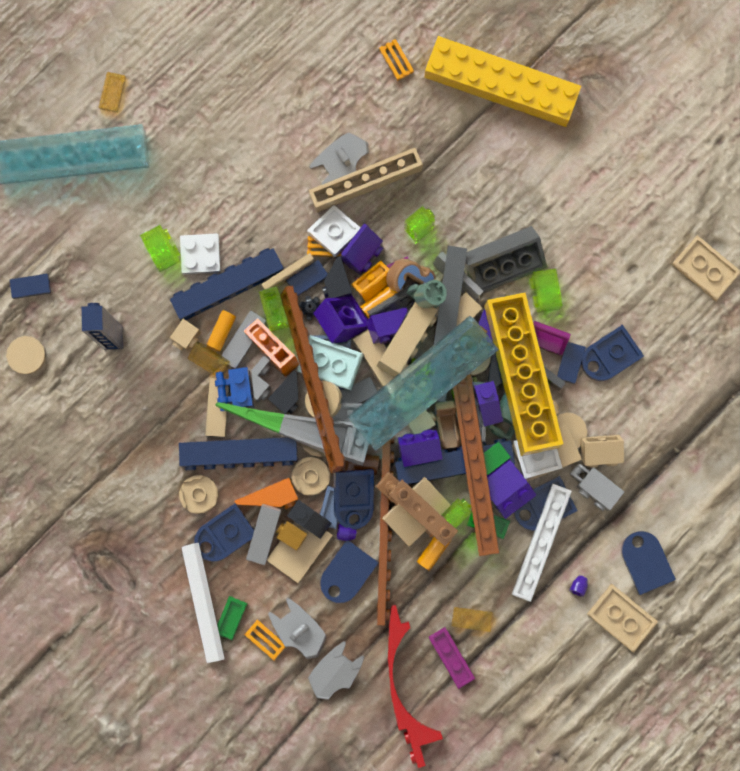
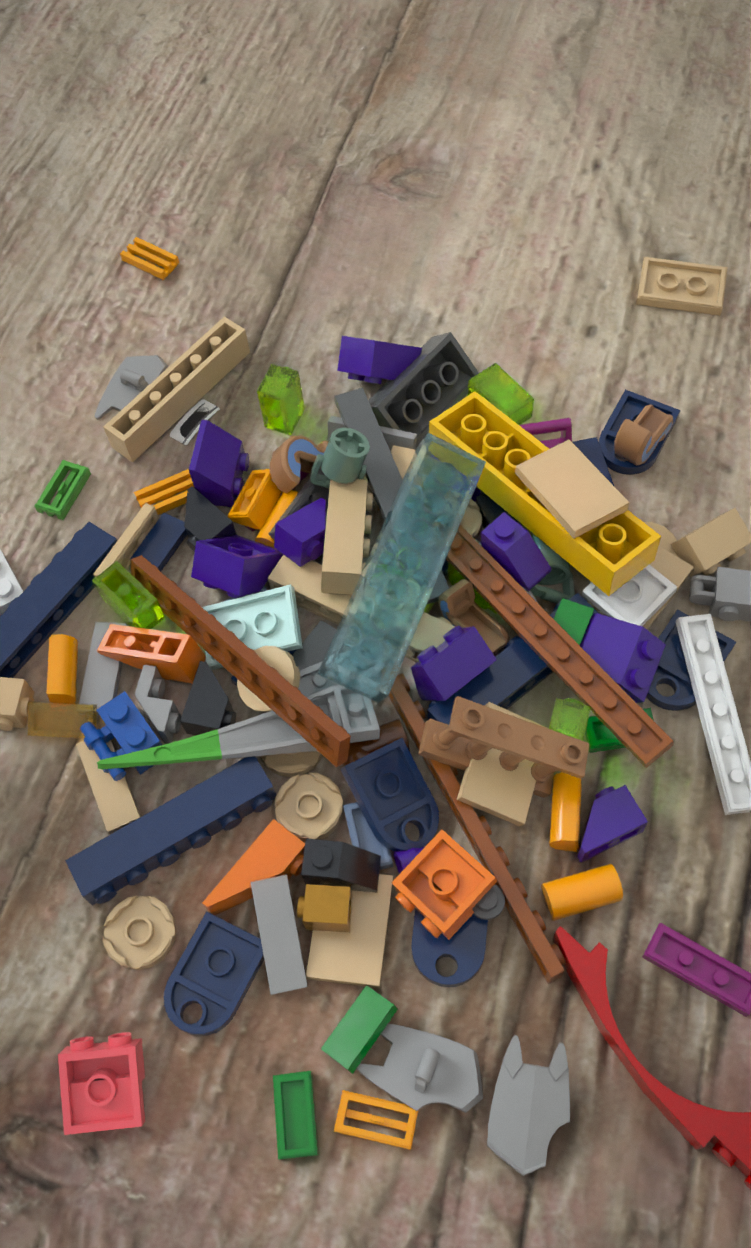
camera: 25 degrees left, 20 degrees down
(151, 557) = (102, 1084): none -> coral plate
(202, 603) = (234, 1117): white tile -> none
(261, 225) = (67, 491): none -> bright green tile
(278, 597) = (359, 1029): none -> tile
(309, 311) = (182, 577): black plant -> none
(333, 231) = (164, 467): white plate -> none
(351, 556) = (443, 885): none -> orange plate
(365, 202) = (190, 423): none -> sticker
(368, 573) = (490, 905): none -> dark grey plate
(418, 592) = (582, 891): none -> light orange brick
(451, 567) = (611, 821): none -> dark purple slope
(472, 619) = (692, 887): clear yellow tile -> none
(490, 225) = (374, 359): none -> dark purple slope
(502, 81) = (296, 216): yellow brick -> none
(534, 389) = (572, 488): none -> tan tile
(608, 364) = (639, 438): none -> medium nougat animal

